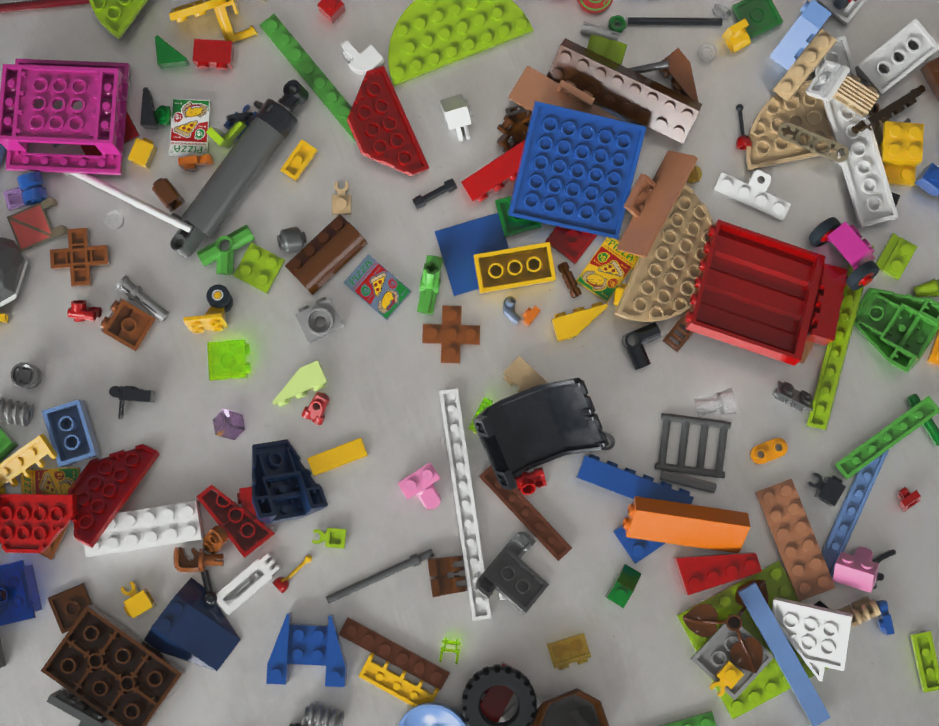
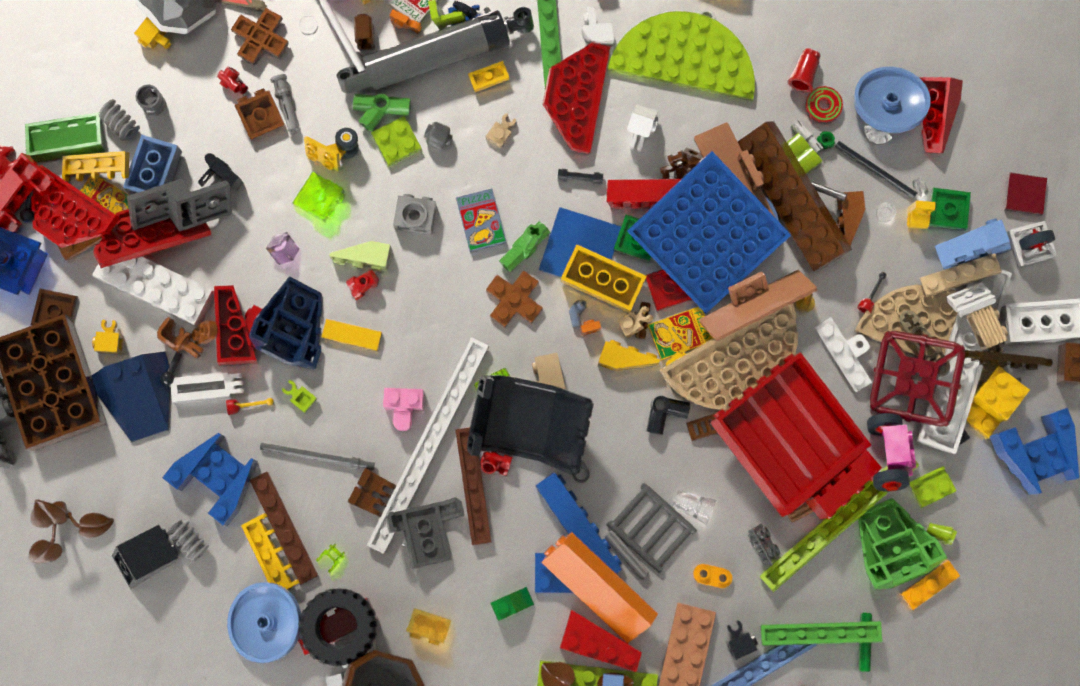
camera: 35 degrees right, 5 degrees down
(118, 448) = (179, 204): none -> dark grey bracket
(326, 254) = (457, 166): reddish brown brick -> none
(563, 287) = (633, 322): none -> tan plate
(831, 164) = (927, 370): none -> dark red plate

